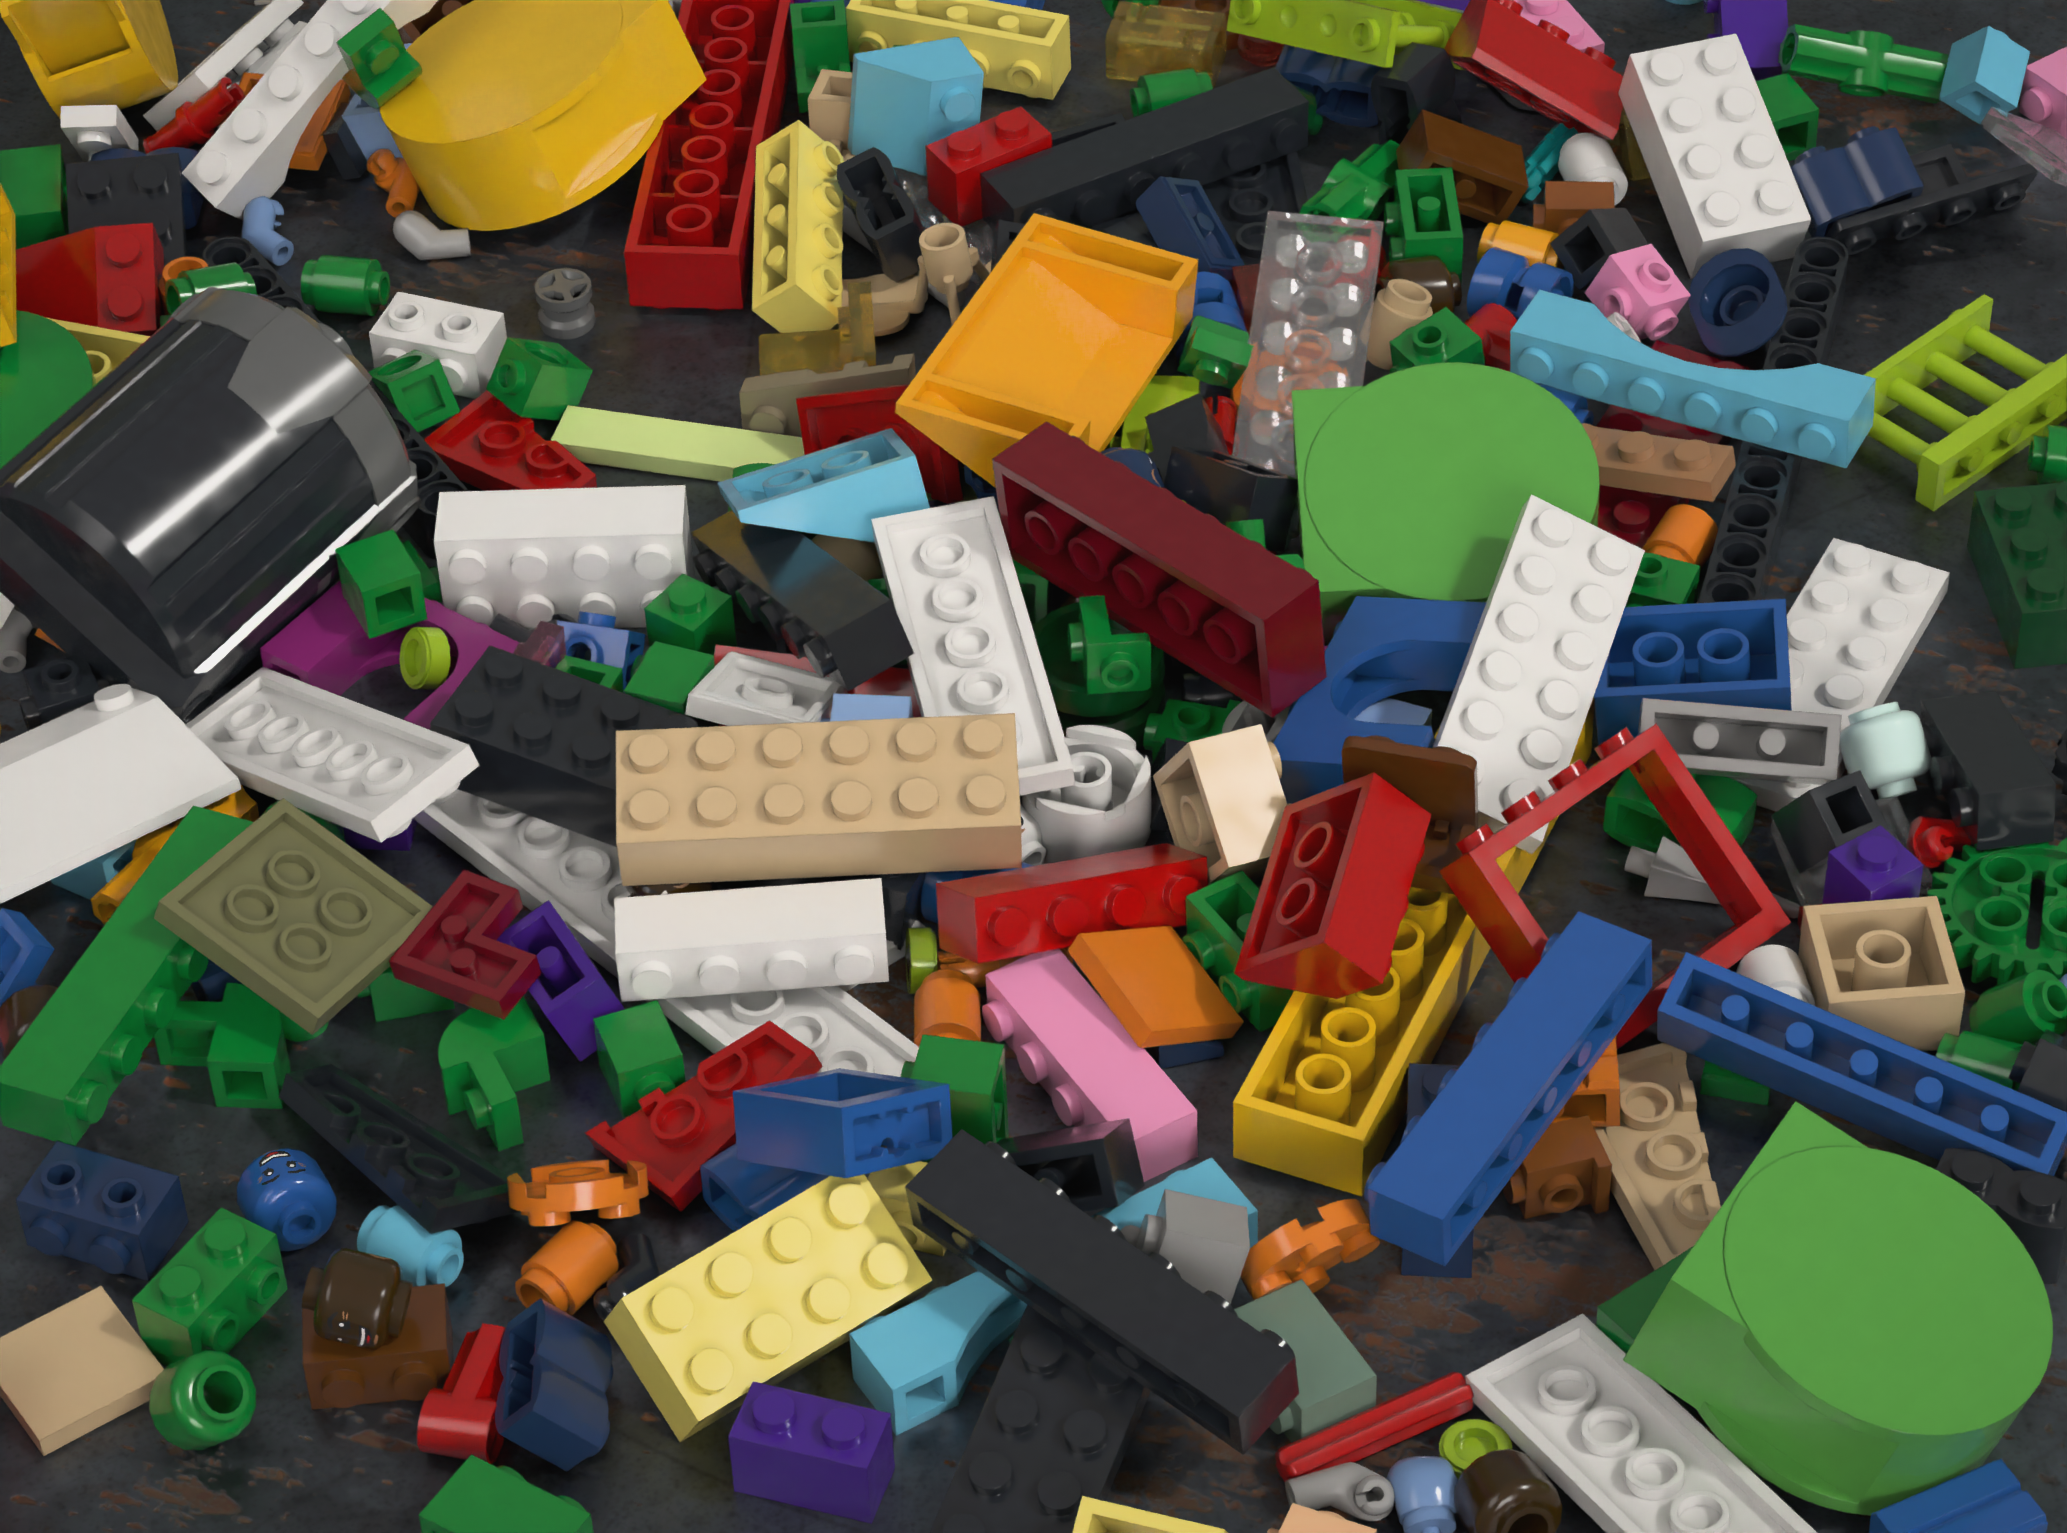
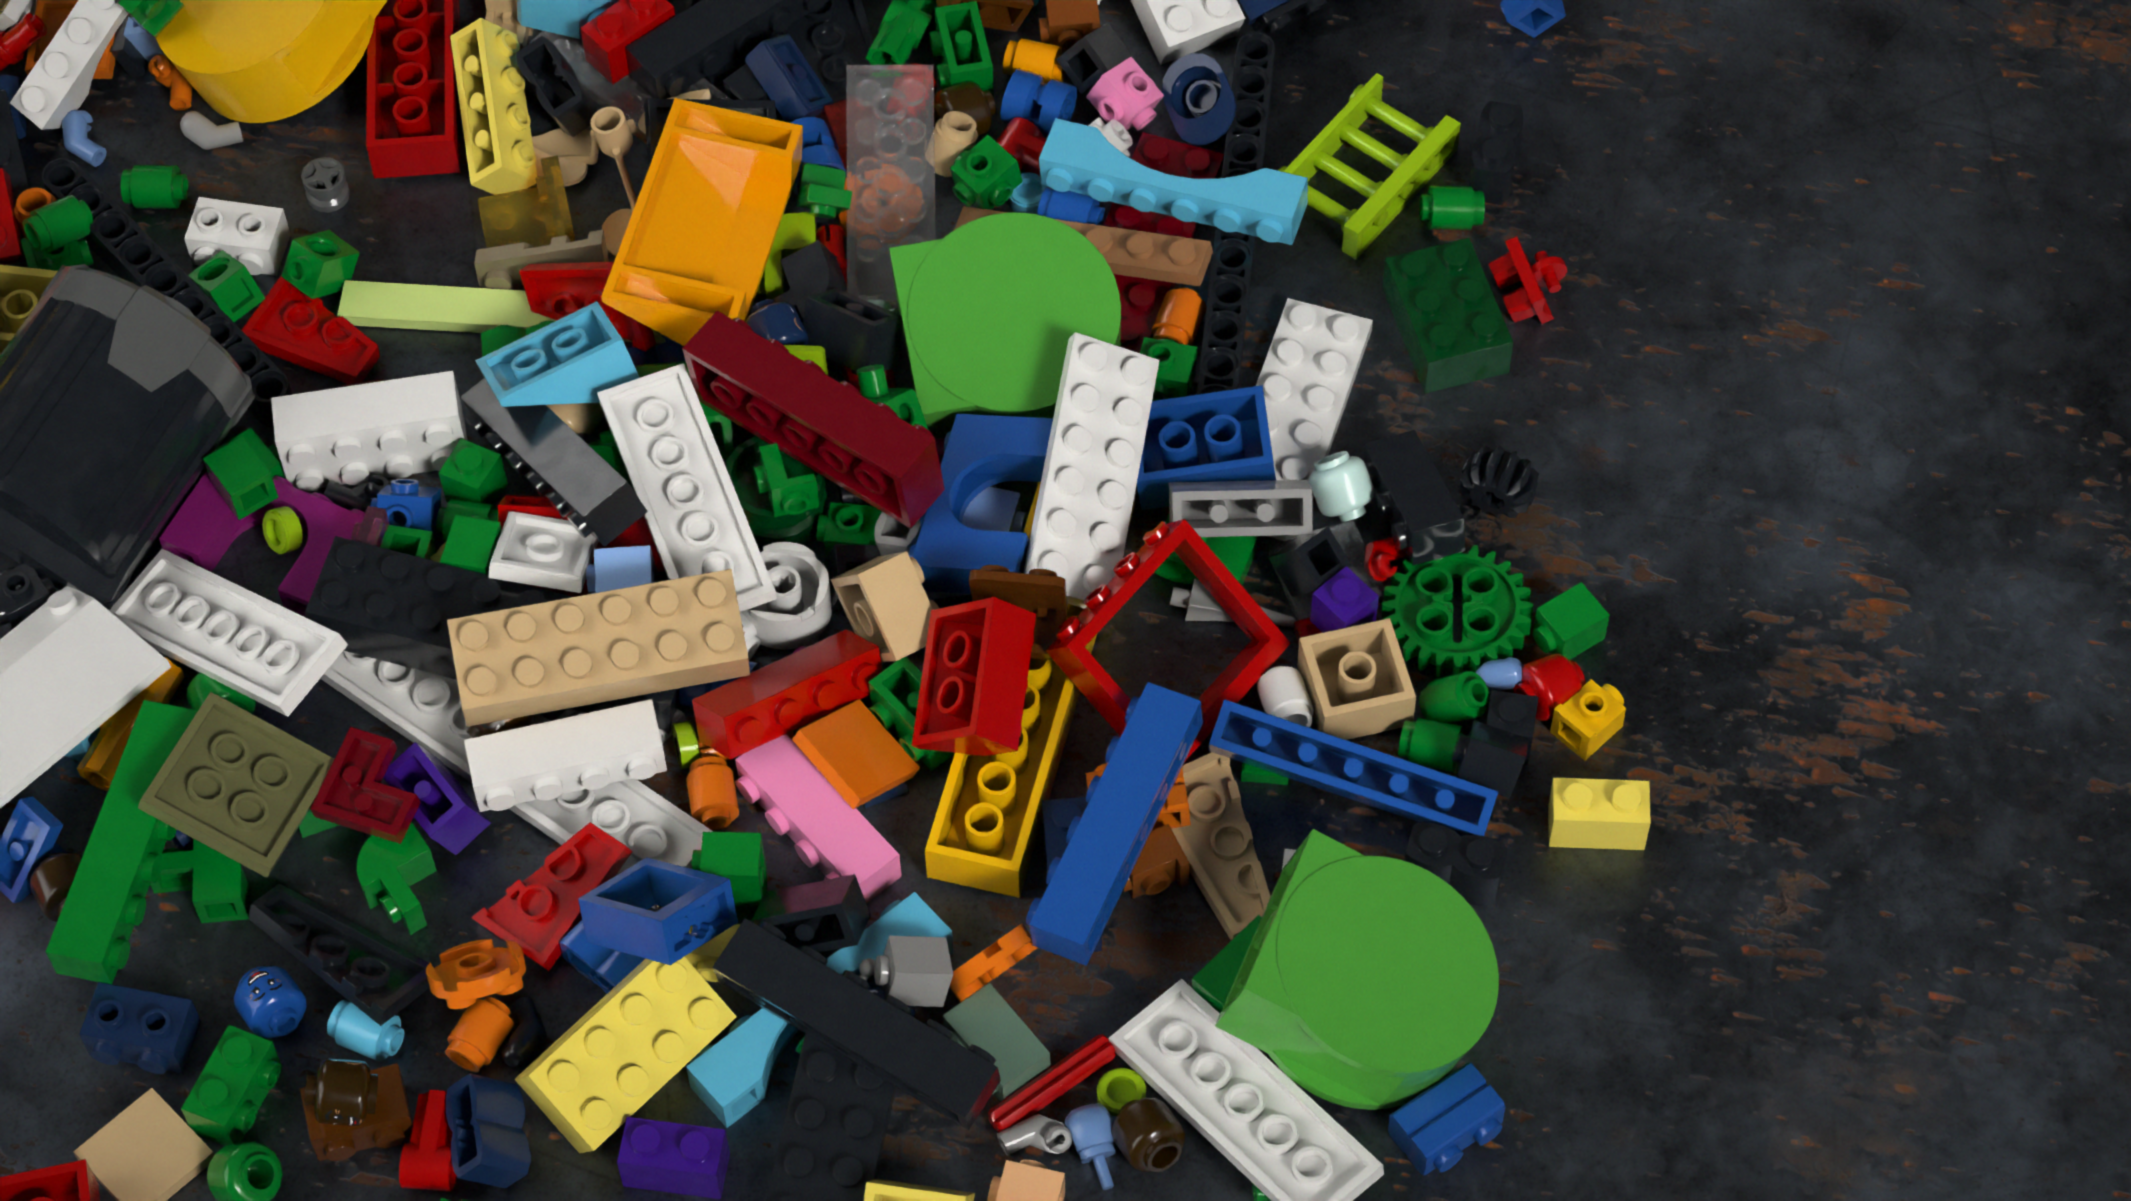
camera: 10 degrees left, 15 degrees up
(638, 1054) = (499, 852): green brick -> none

